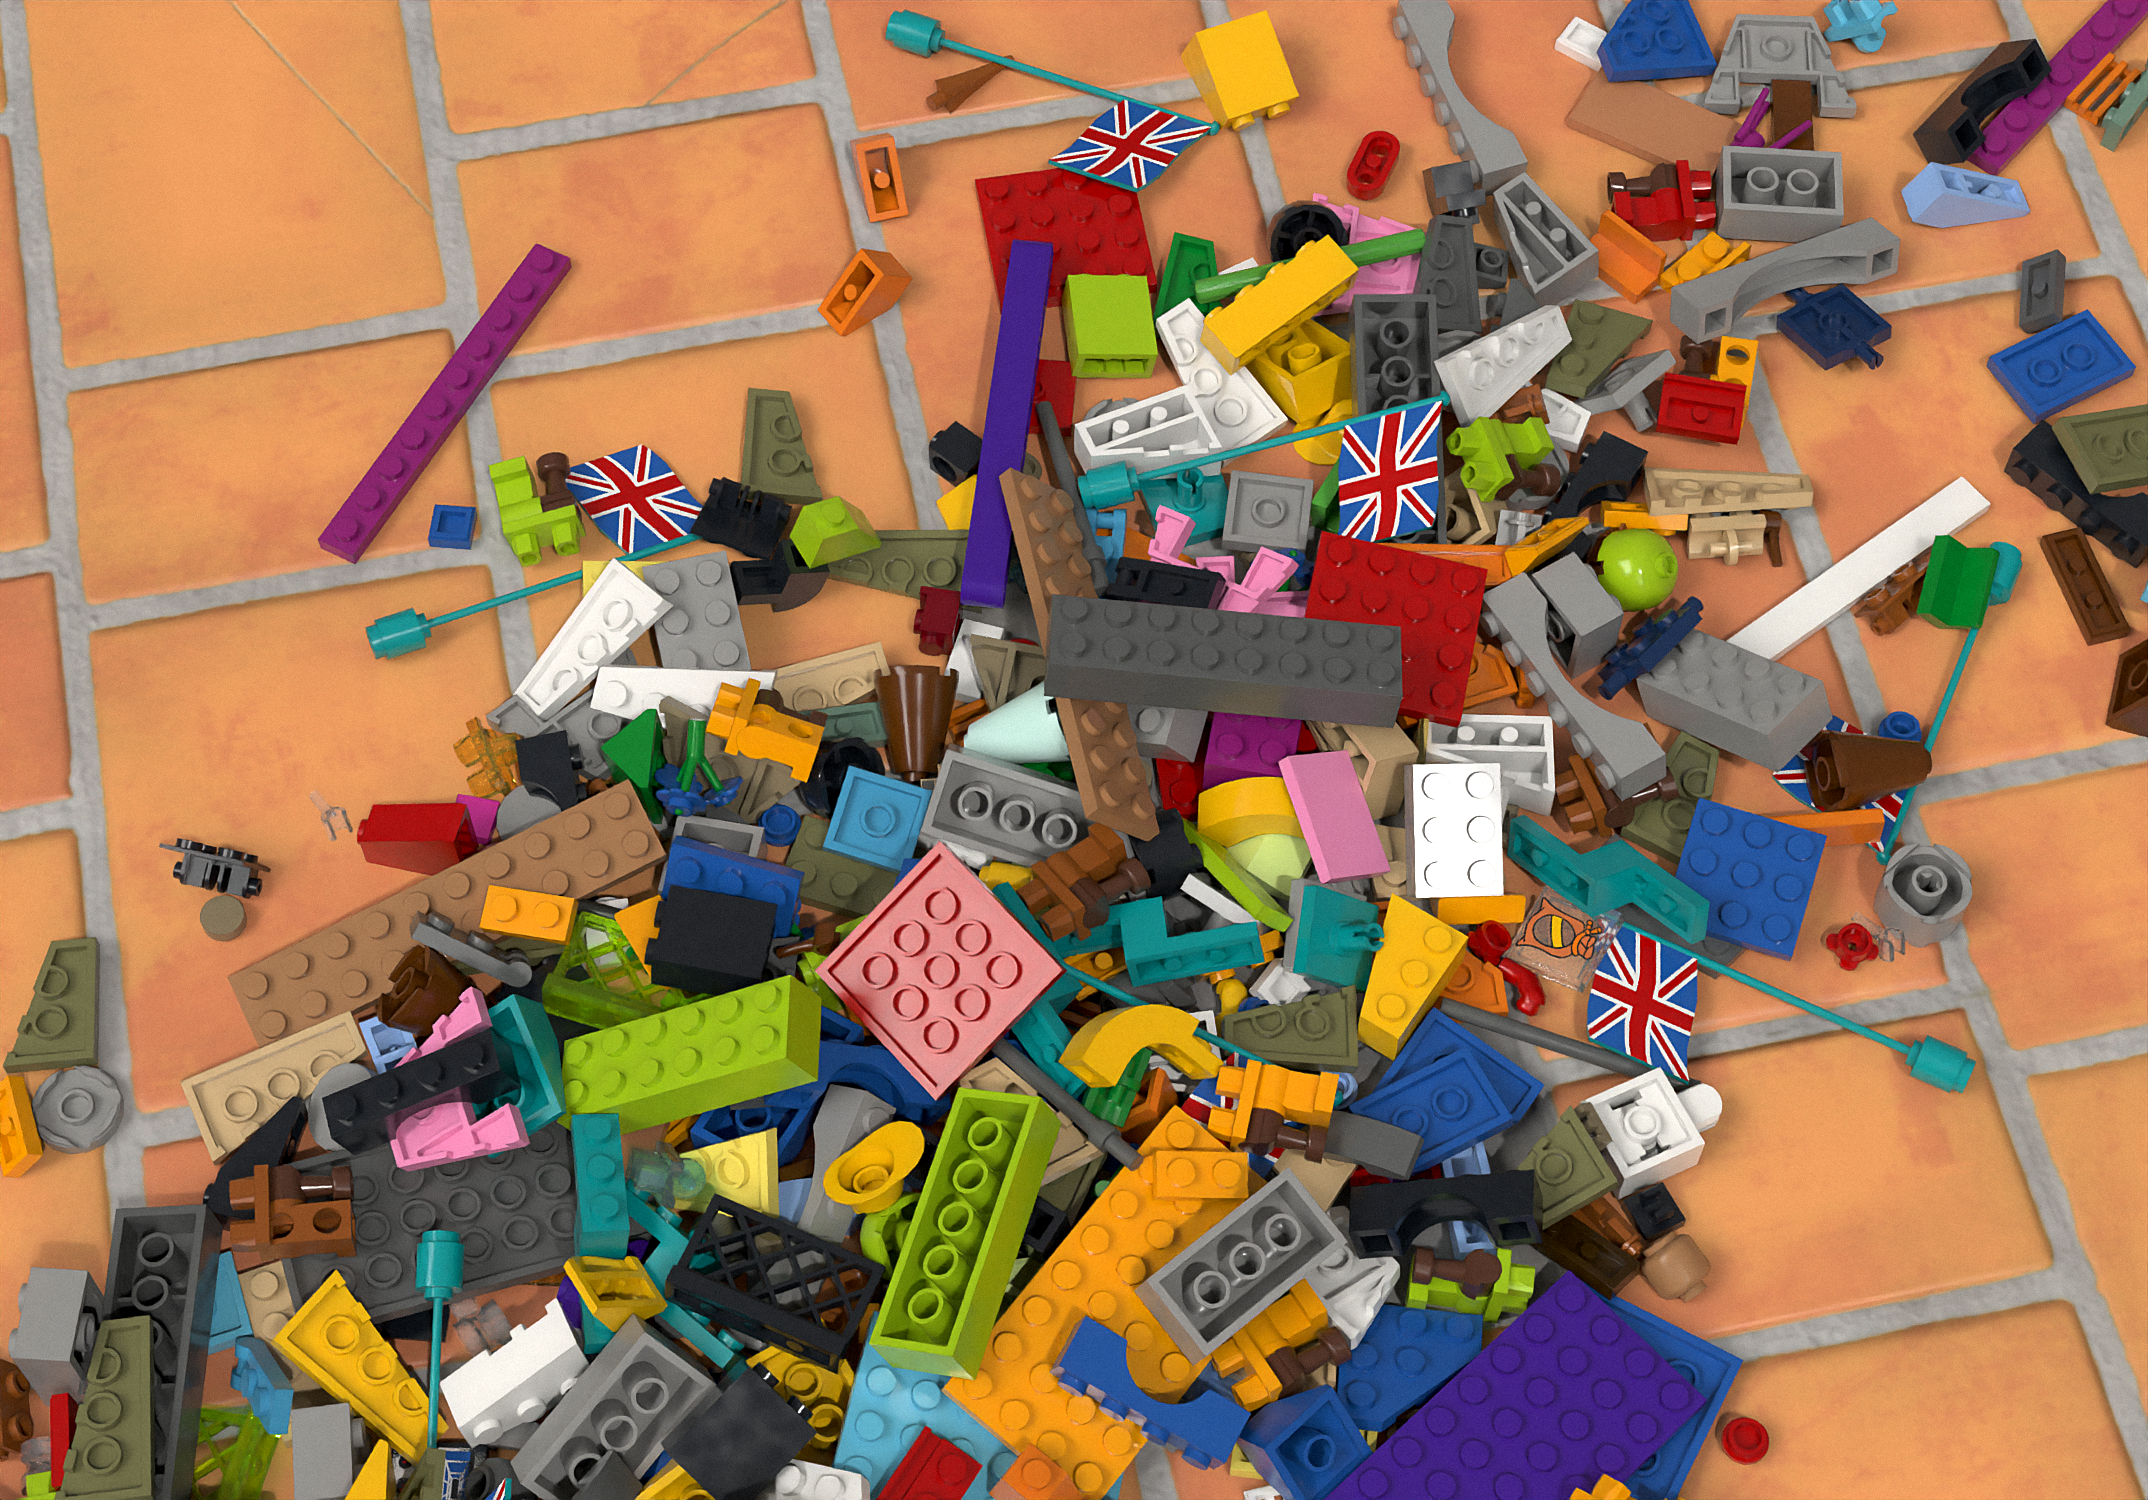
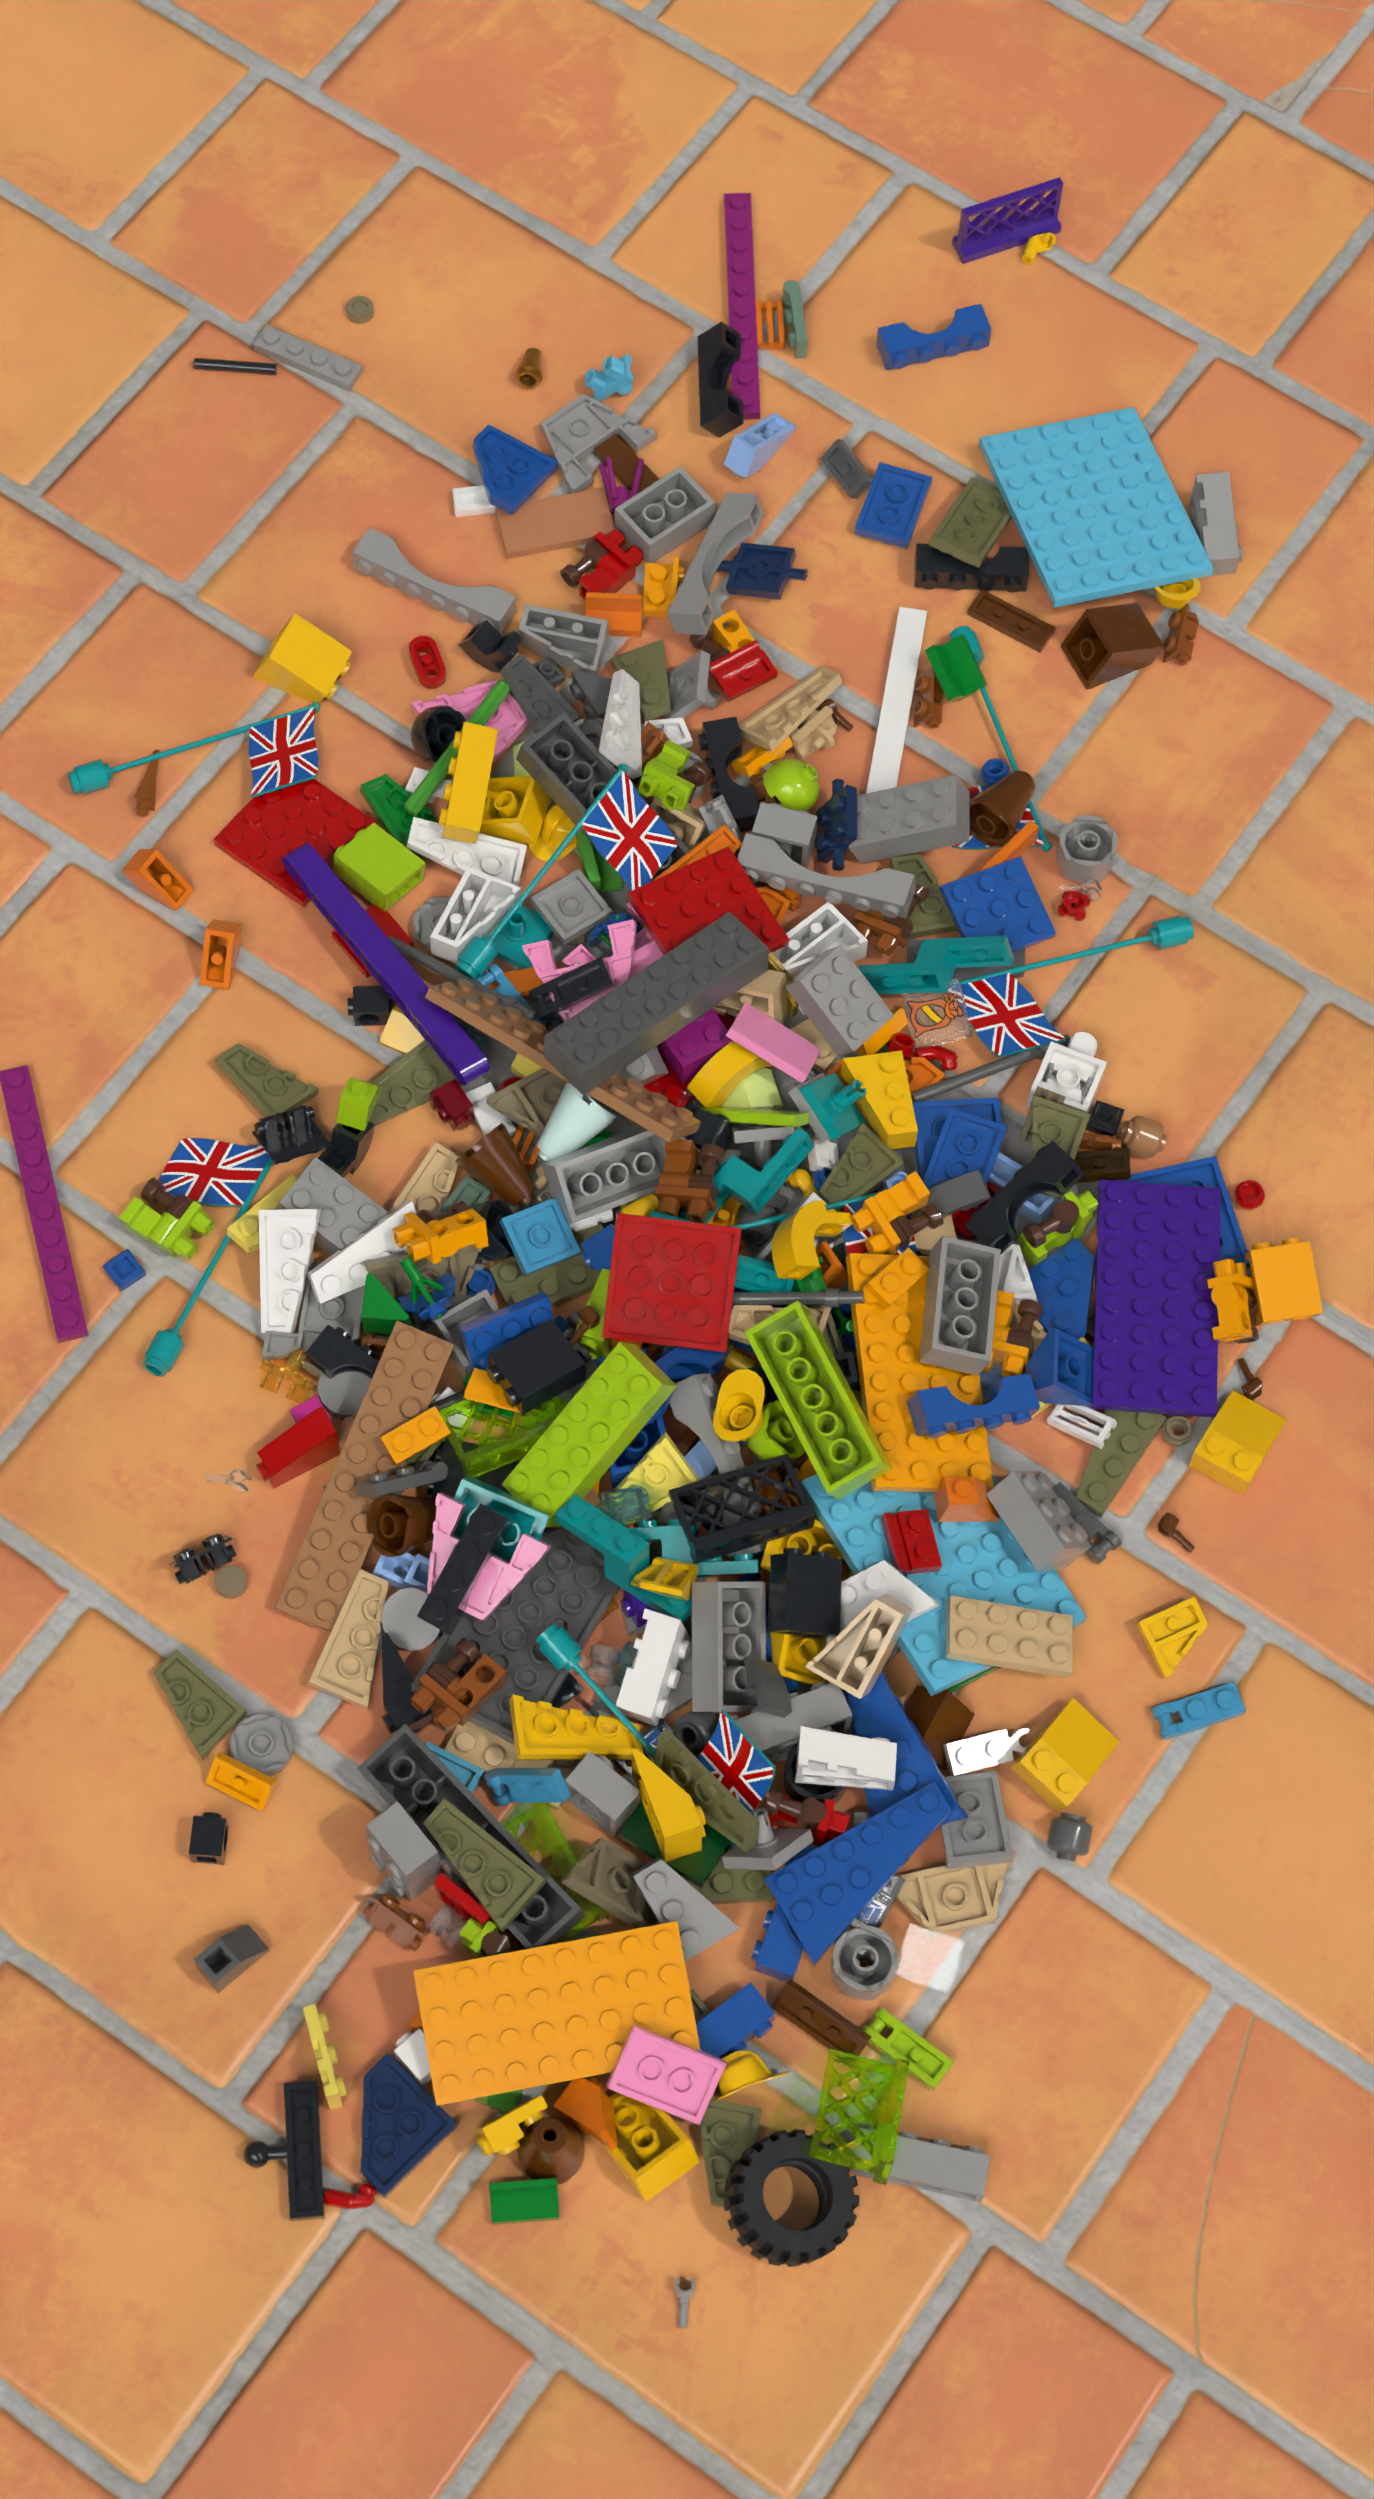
camera: 45 degrees left, 5 degrees up
(1543, 543) = (740, 808): light orange slope -> none

